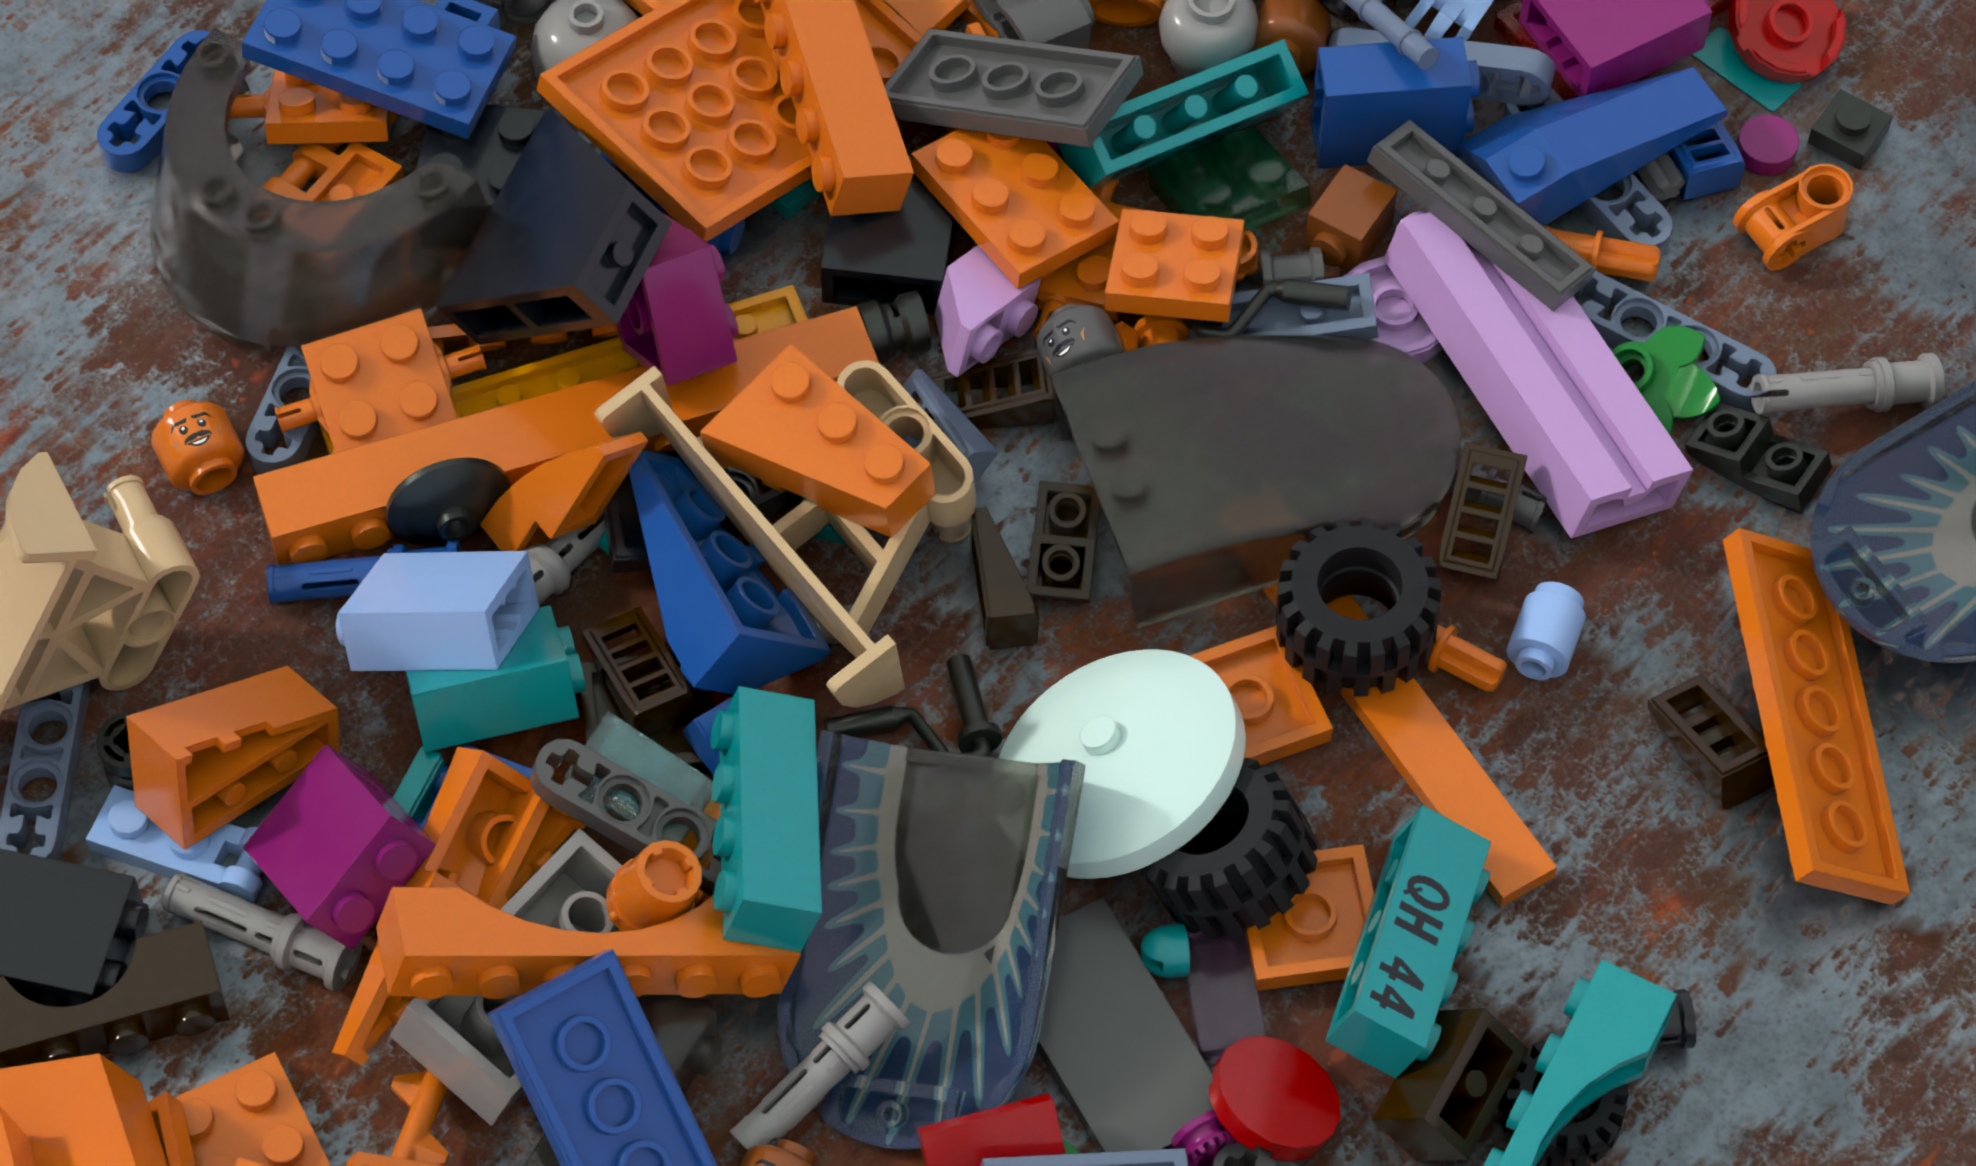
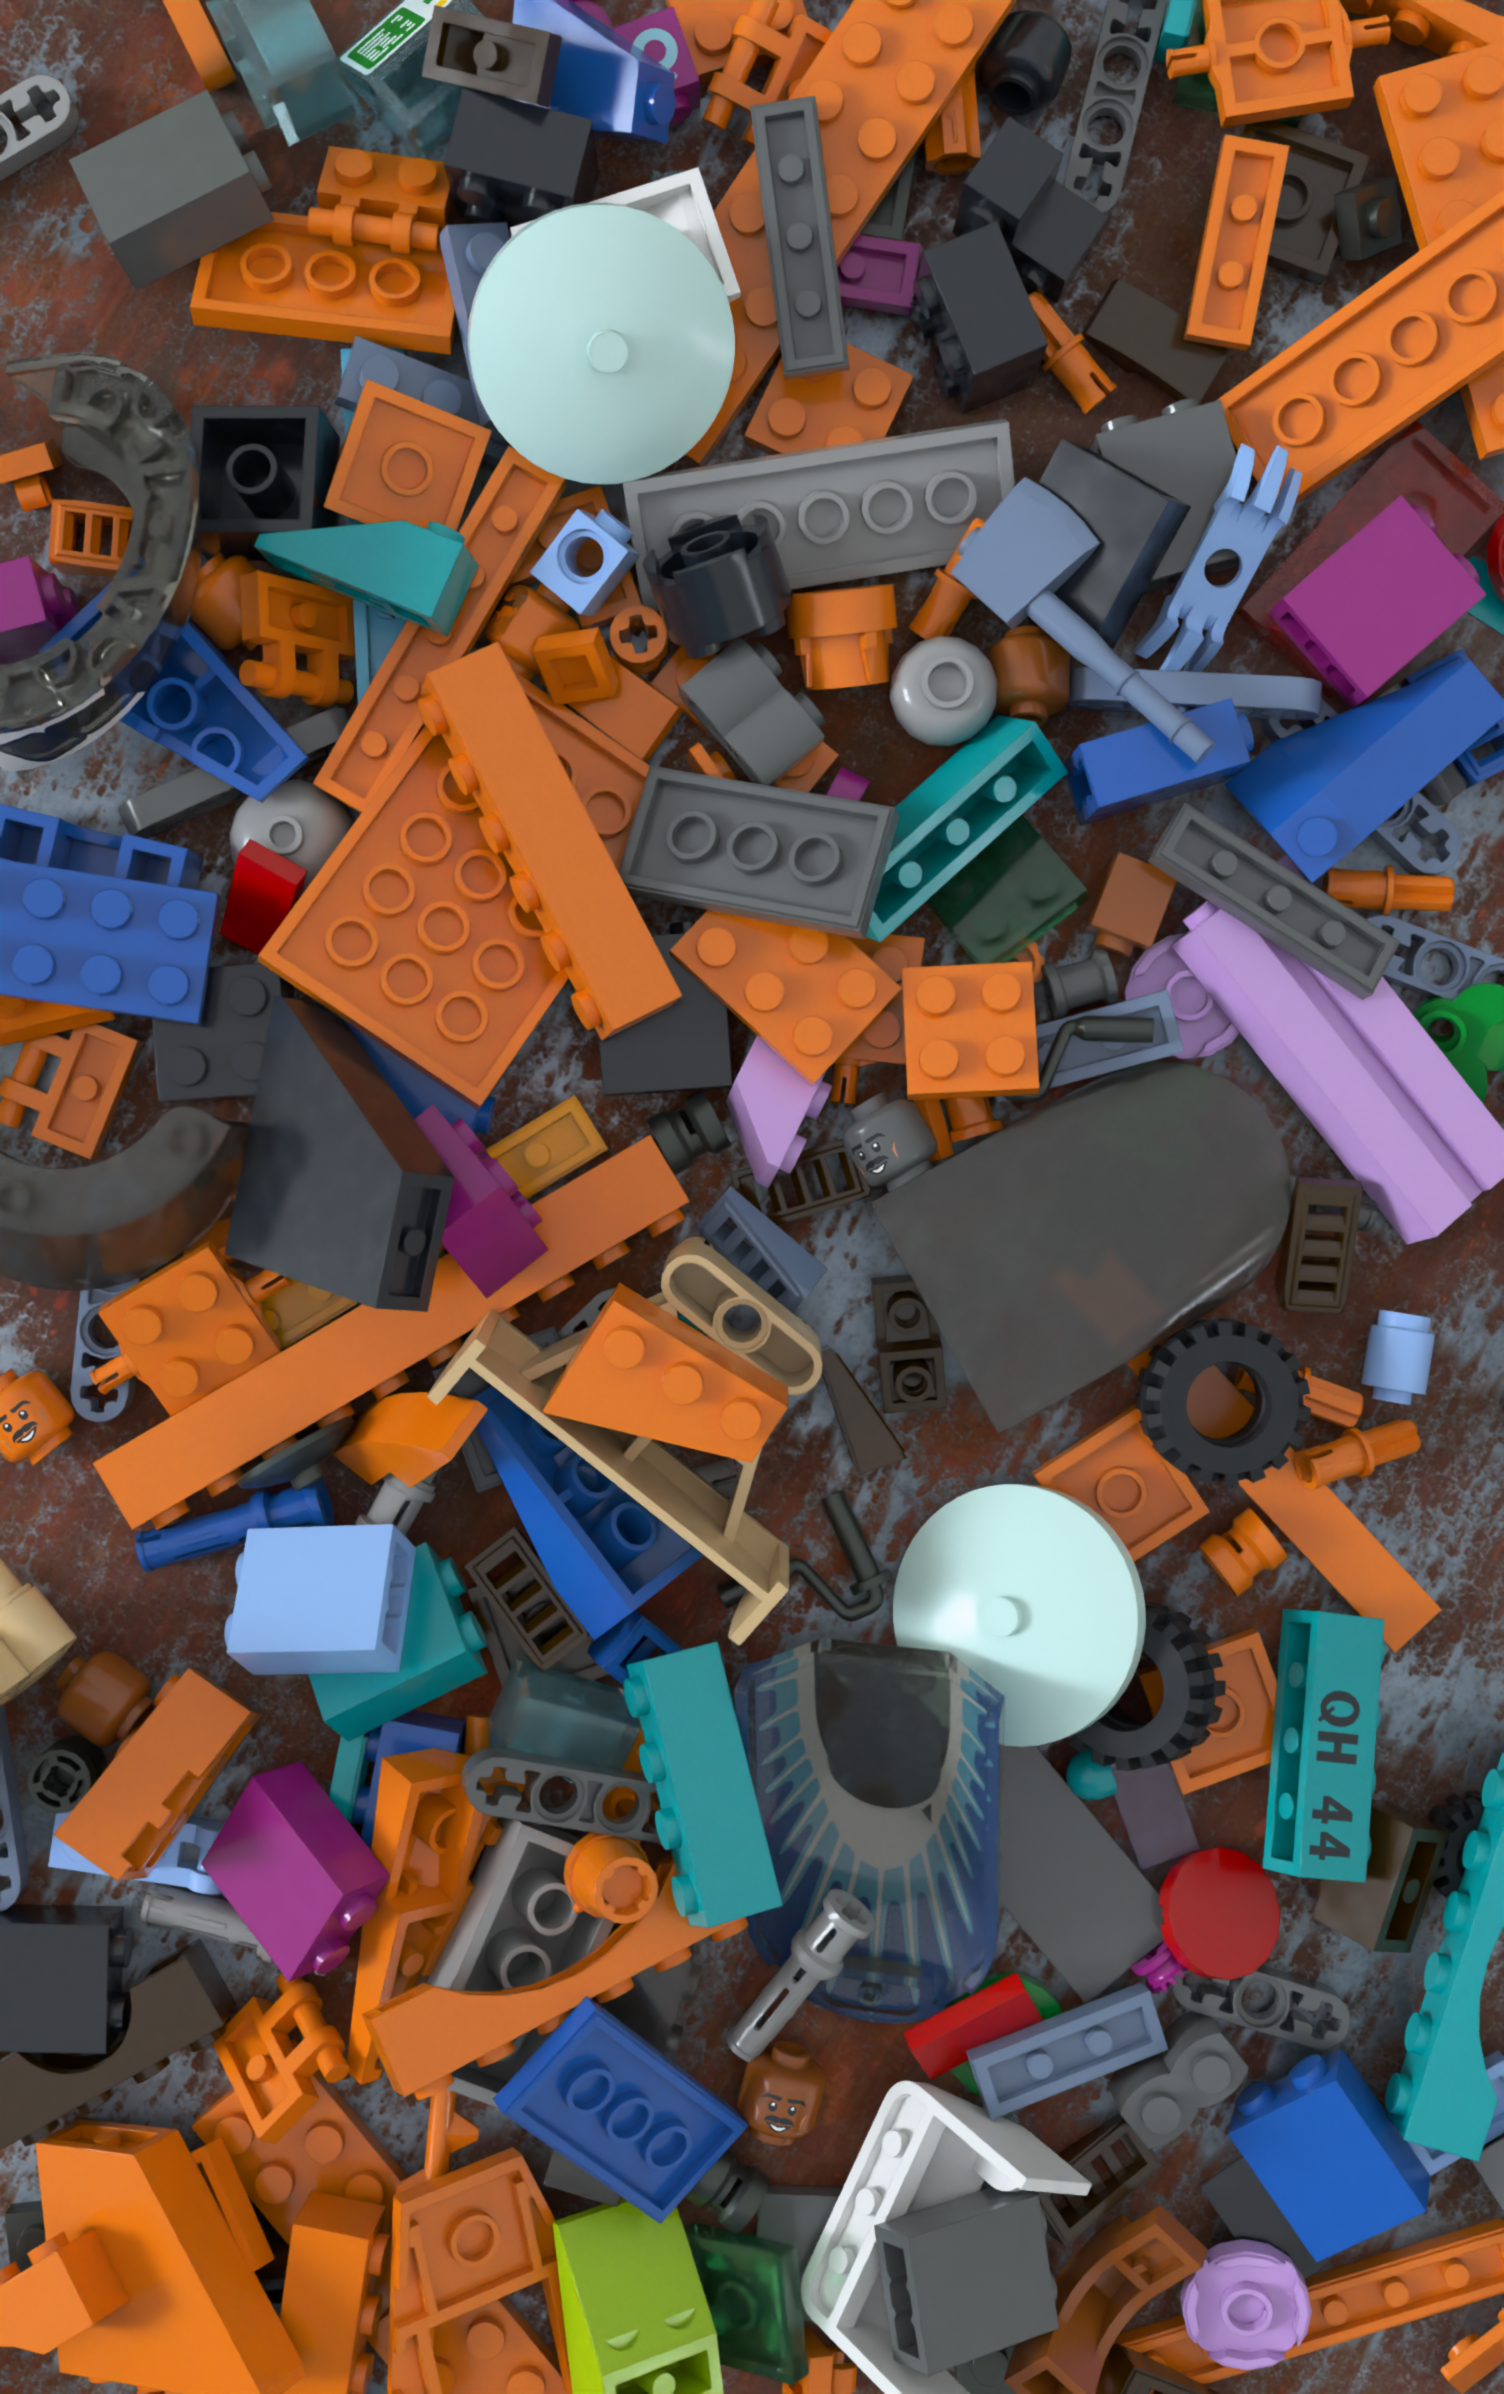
camera: 10 degrees left, 30 degrees up
(186, 672) = (104, 1698): none -> dark orange head
(261, 1040) = (265, 2066): none -> orange plate
(552, 42) = (260, 896): none -> red tile
(1363, 773) = (1243, 1552): none -> orange wheel
(1491, 706) = (1356, 1452): none -> orange axle

